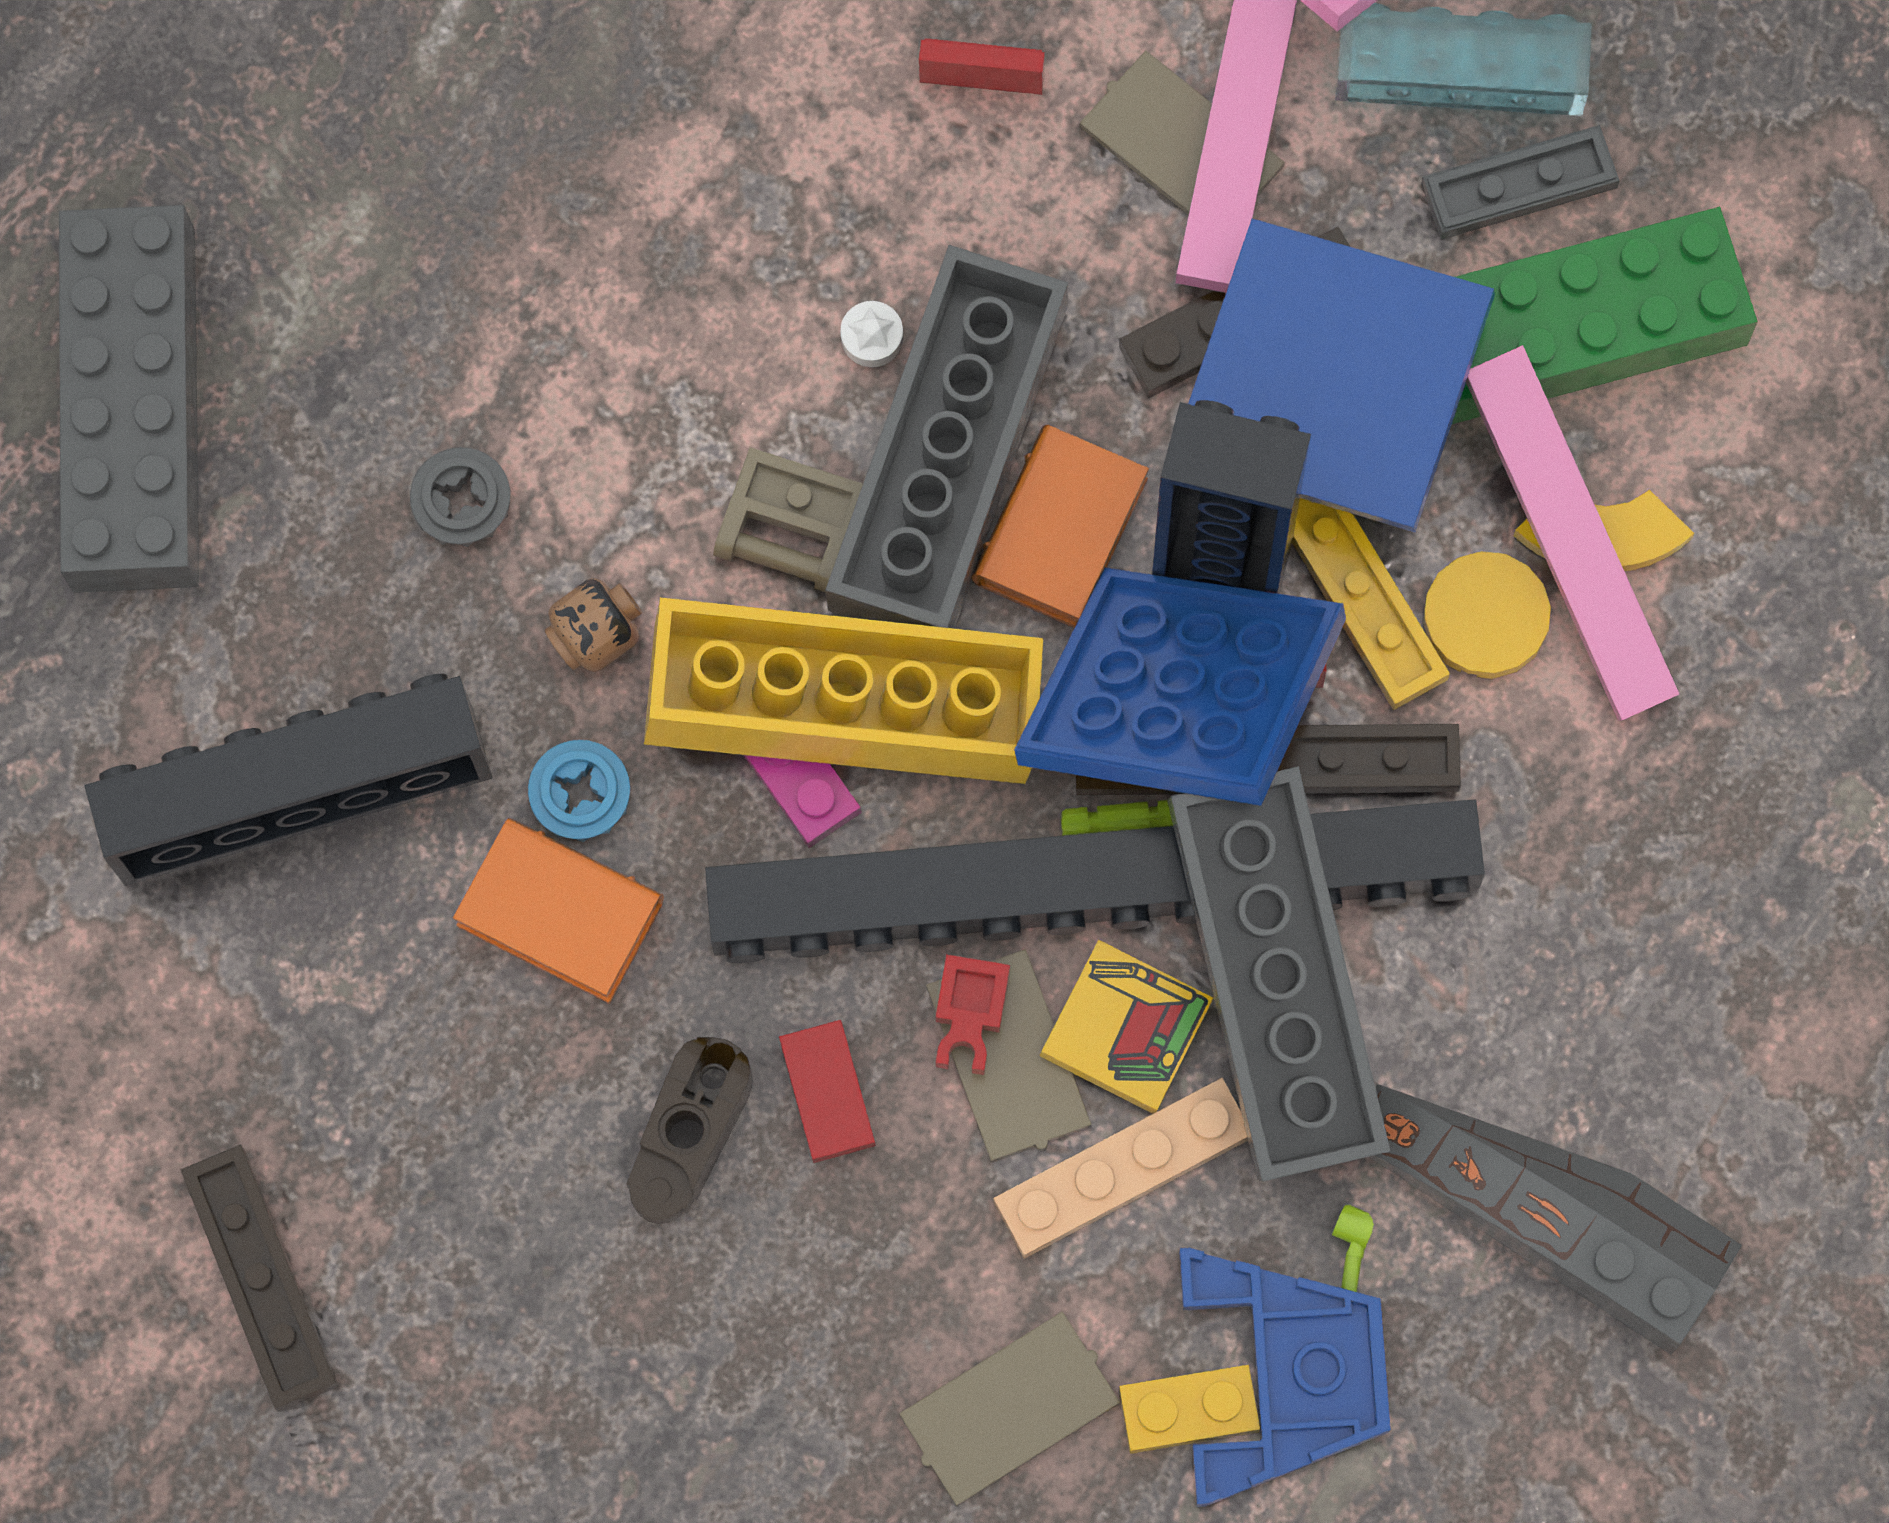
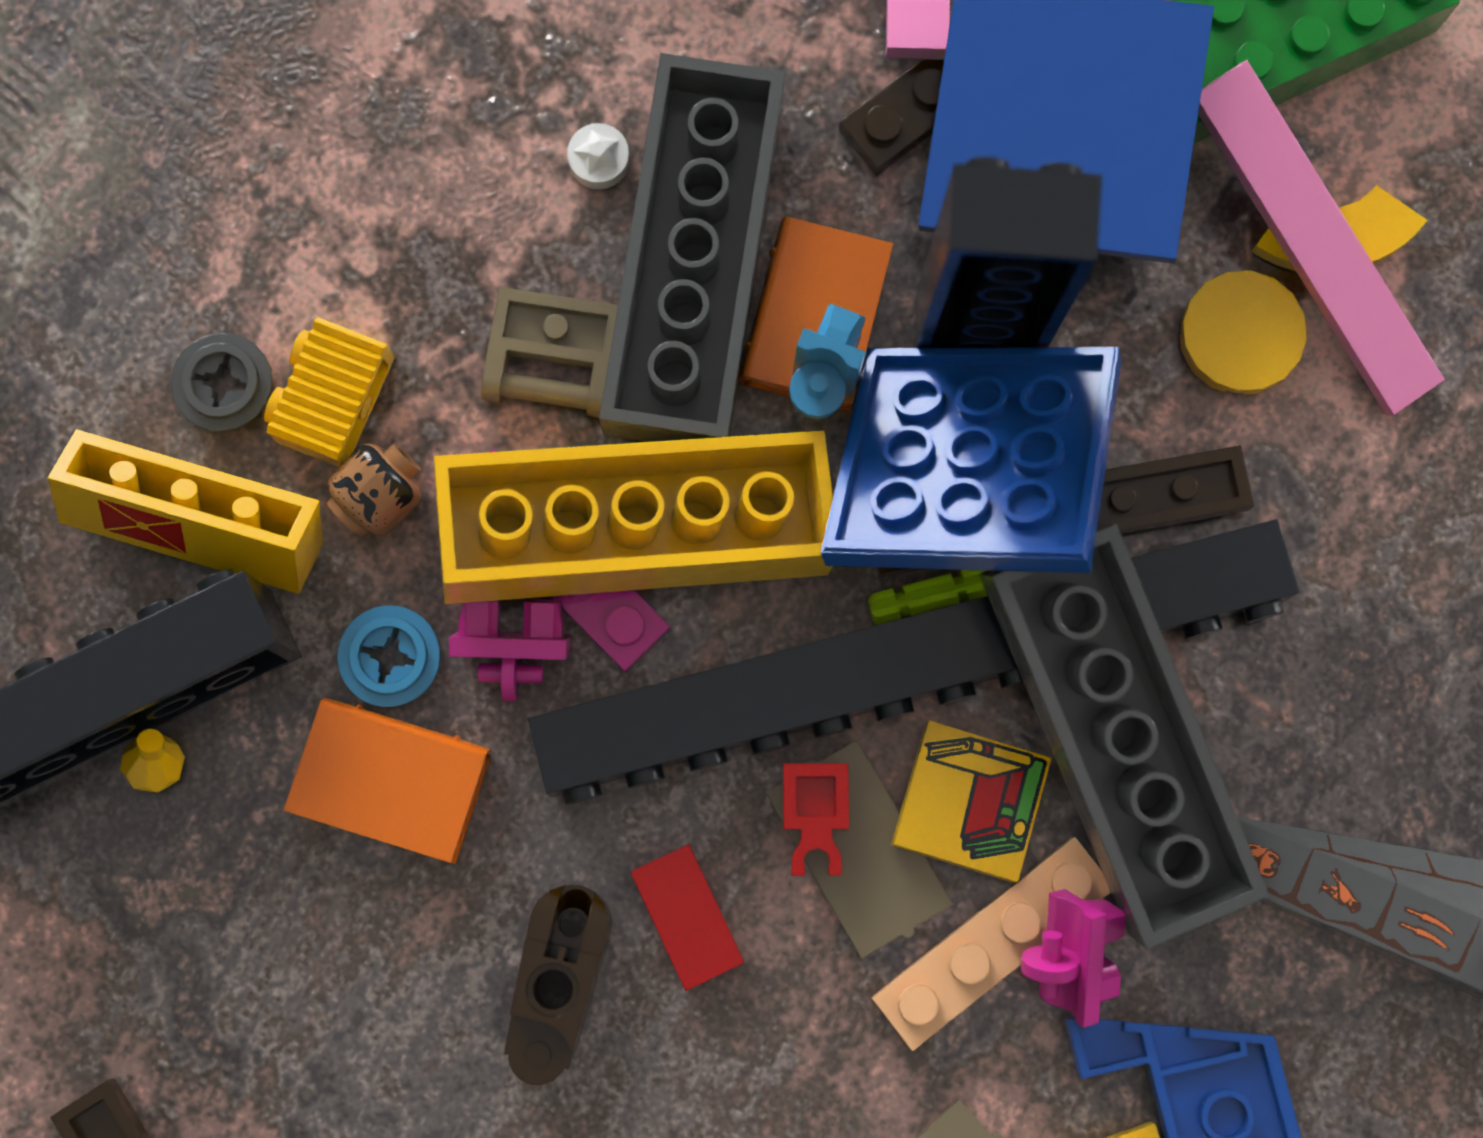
camera: 15 degrees left, 5 degrees up
(331, 851) = (152, 761): none -> yellow rock
(408, 614) = (186, 510): none -> yellow brick
(564, 523) = (329, 392): none -> yellow brick
(673, 783) = (541, 639): none -> dark pink hips
(1056, 573) = (827, 364): none -> dark azure hips
(1192, 1186) = (1072, 957): none -> dark pink hips
(1355, 1228) = (1235, 965): lime hand -> none
(1374, 608) = (1151, 363): yellow plate -> none

